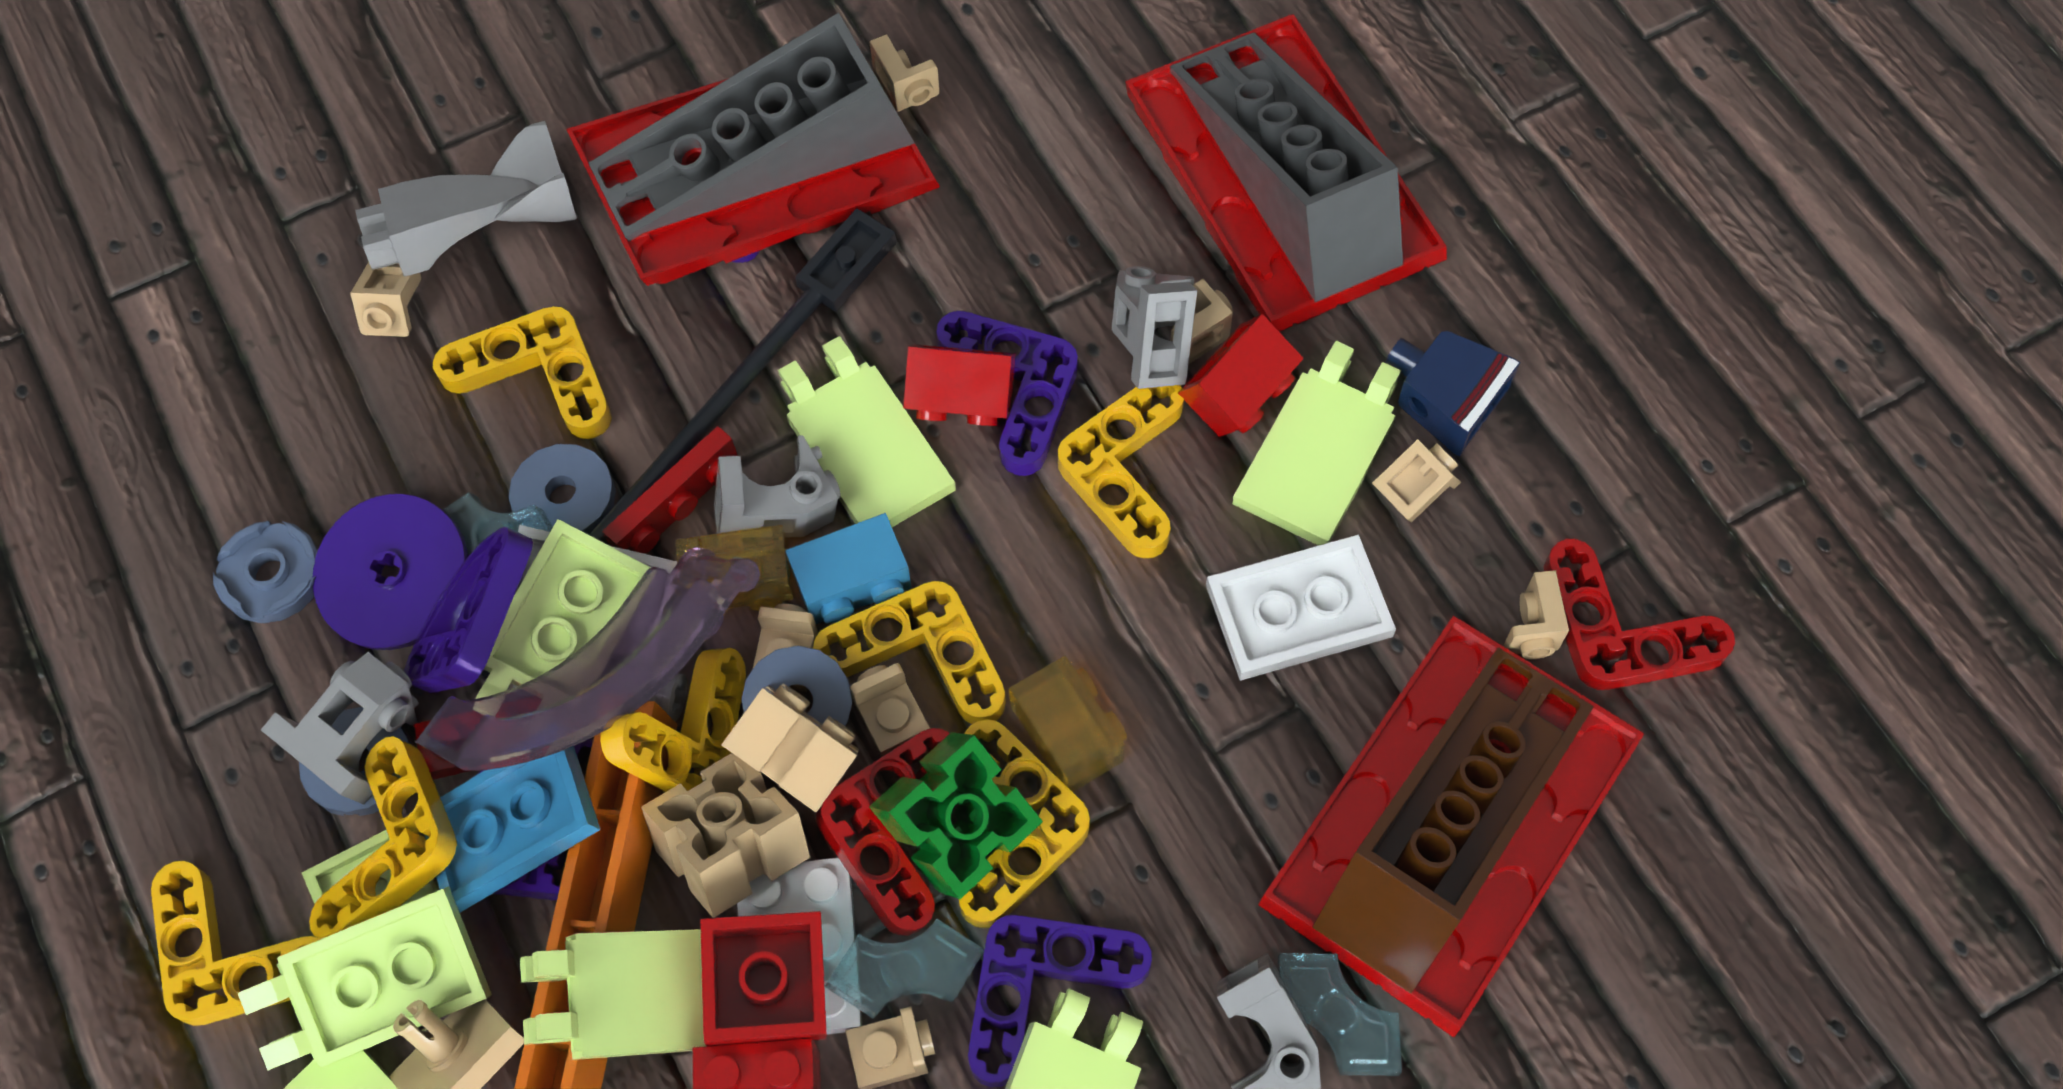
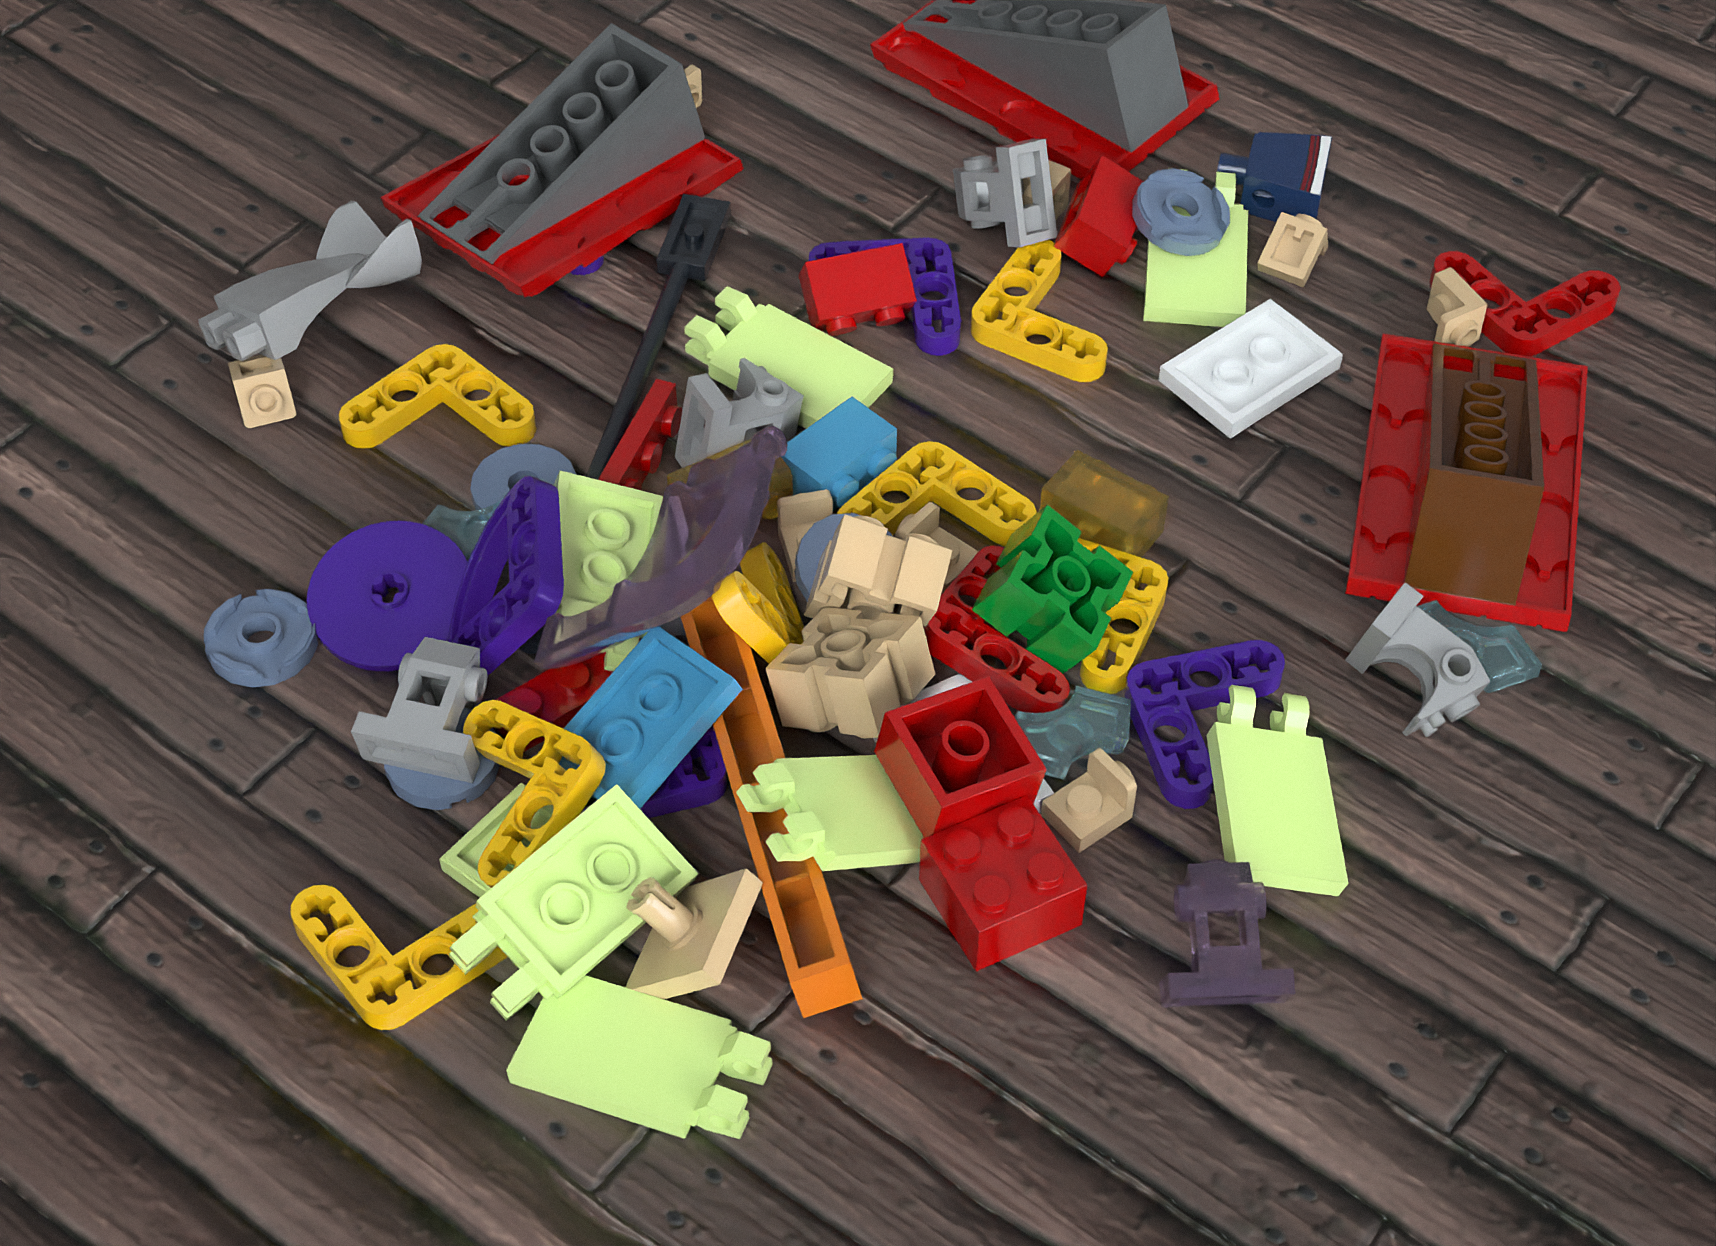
camera: 25 degrees left, 15 degrees down
(1296, 423) = (1175, 232): none -> sand blue tile

